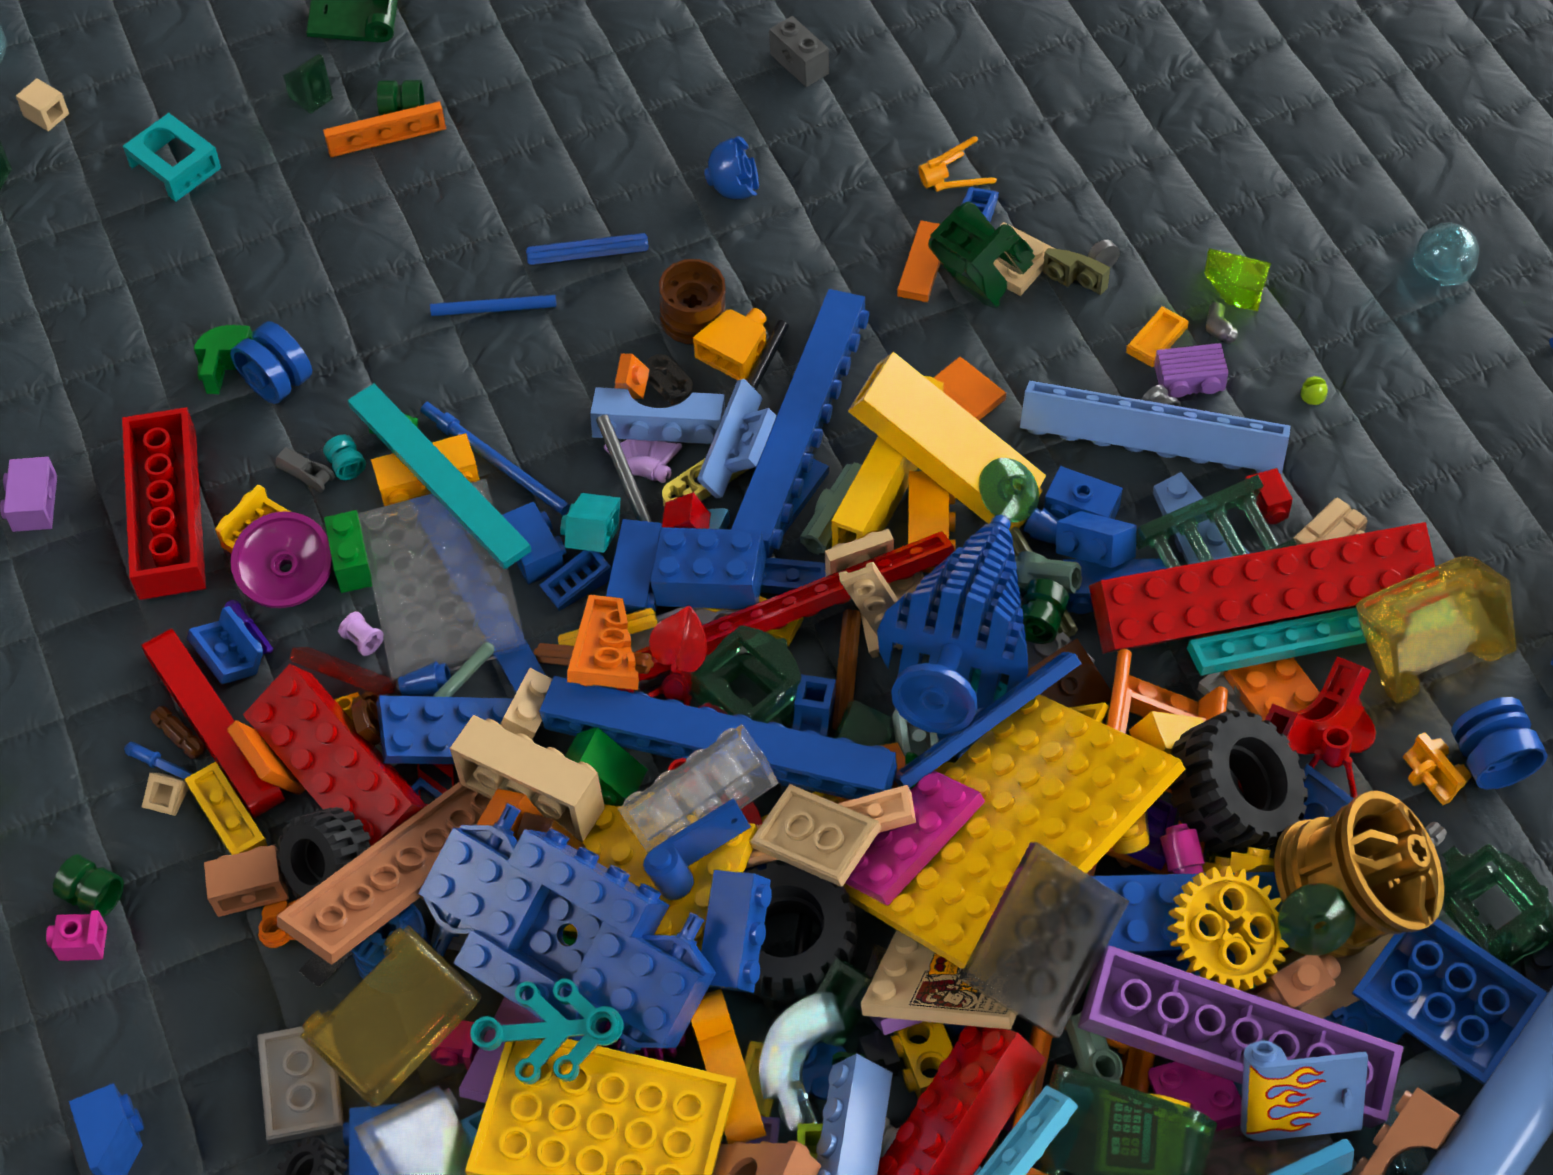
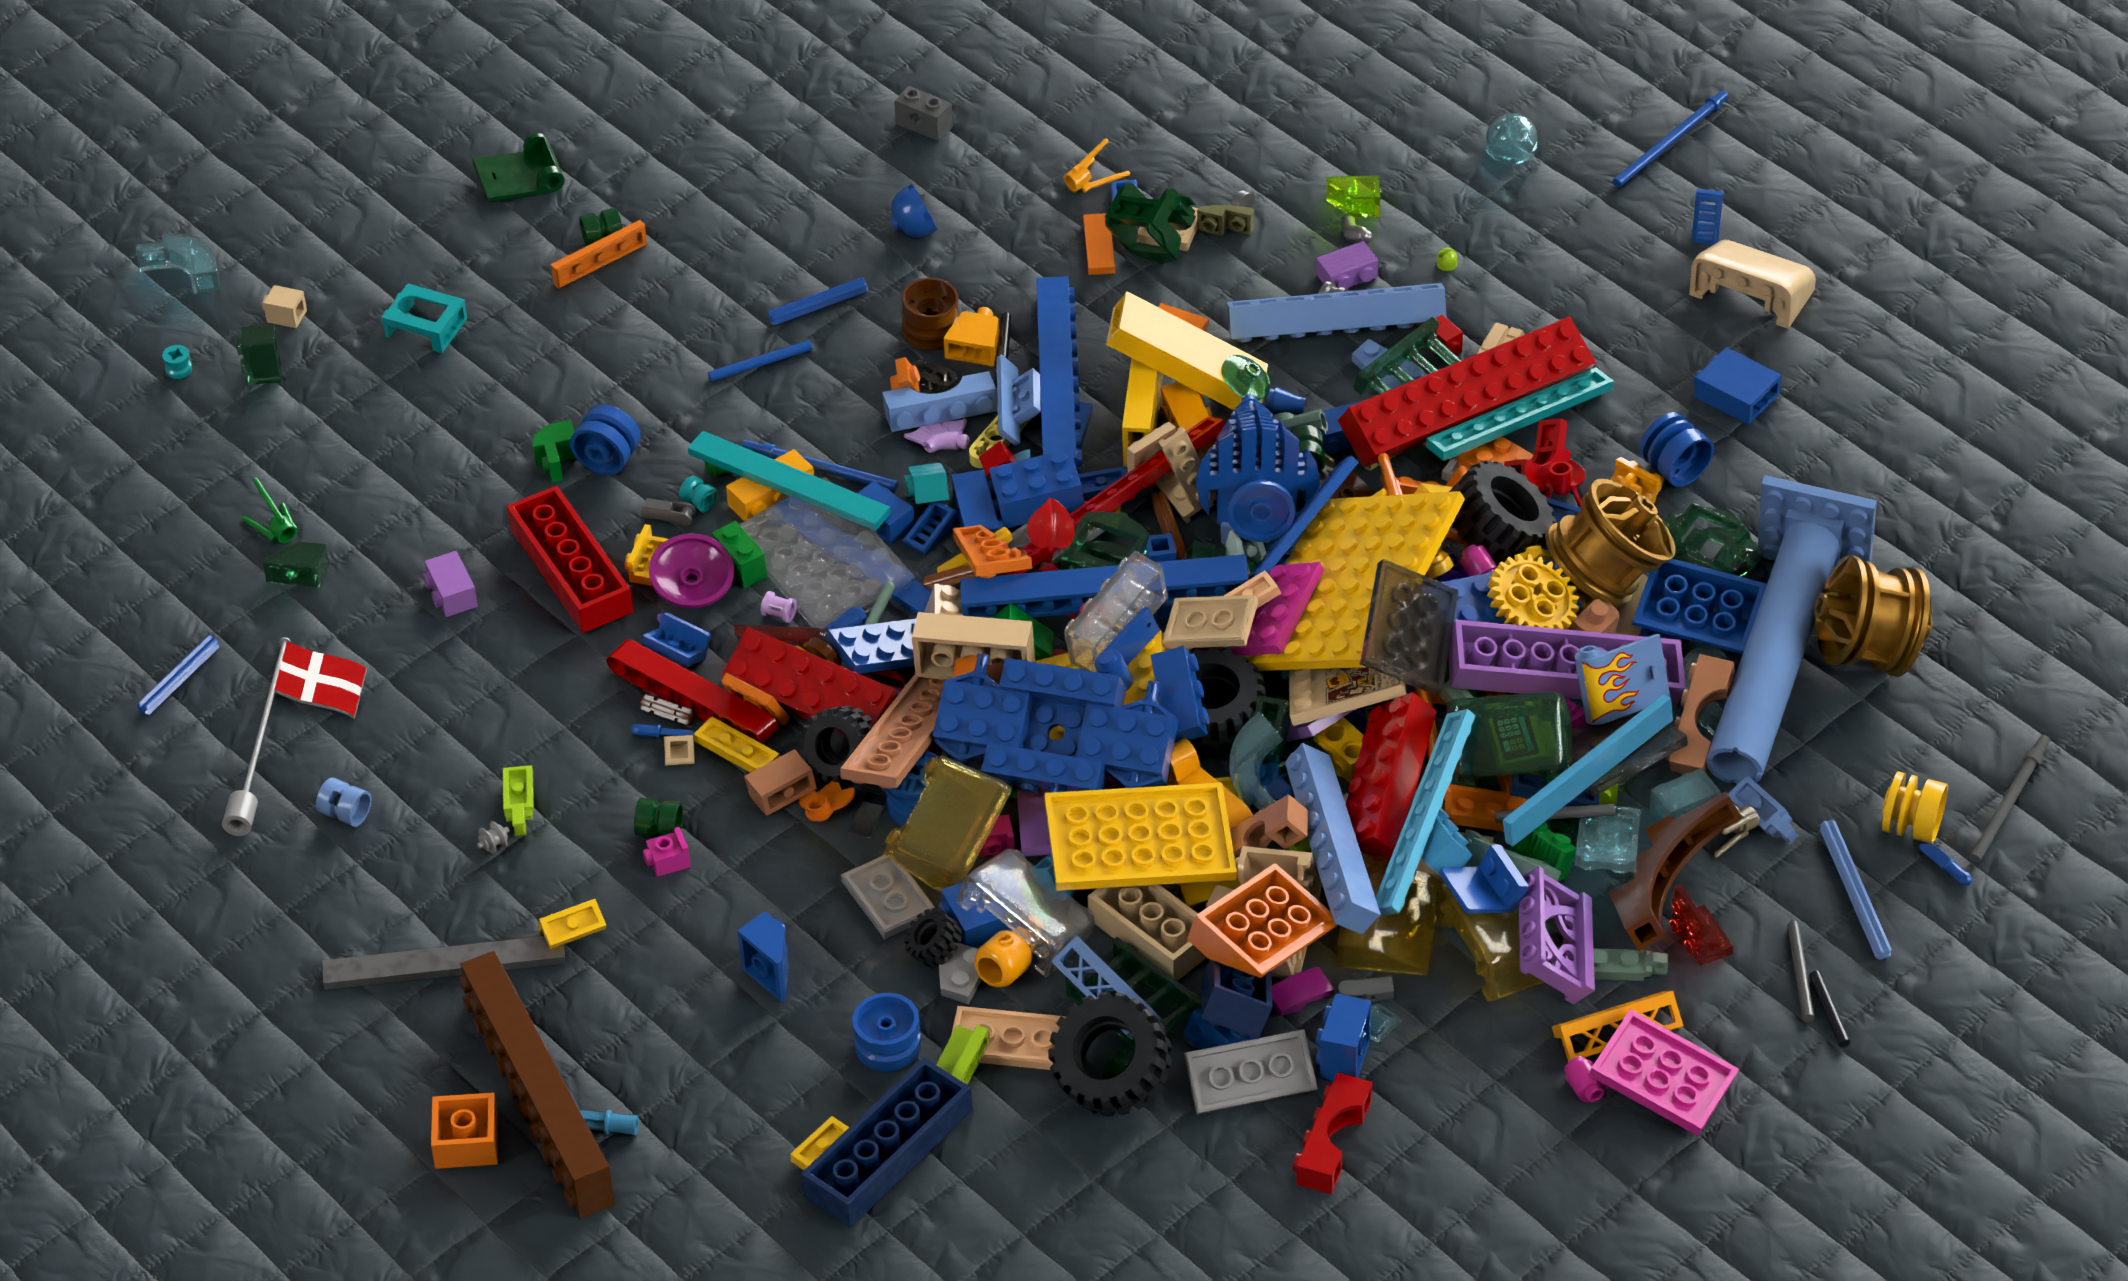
camera: 20 degrees left, 10 degrees down
(309, 84) = (514, 234): clear green slope -> none
(553, 1031) = (1080, 779): teal plant -> none
(623, 468) = (930, 440): dark grey bar -> none
(818, 532) = (1110, 430): sand green piece -> none
(1079, 492) = (1303, 375): blue brick -> none
(1096, 539) = (1326, 393): blue brick -> none
(1157, 334) = (1311, 245): light orange tile -> none
(1309, 906) = (1580, 572): clear green dish -> none
(1435, 620) = (1603, 382): clear yellow windscreen -> none

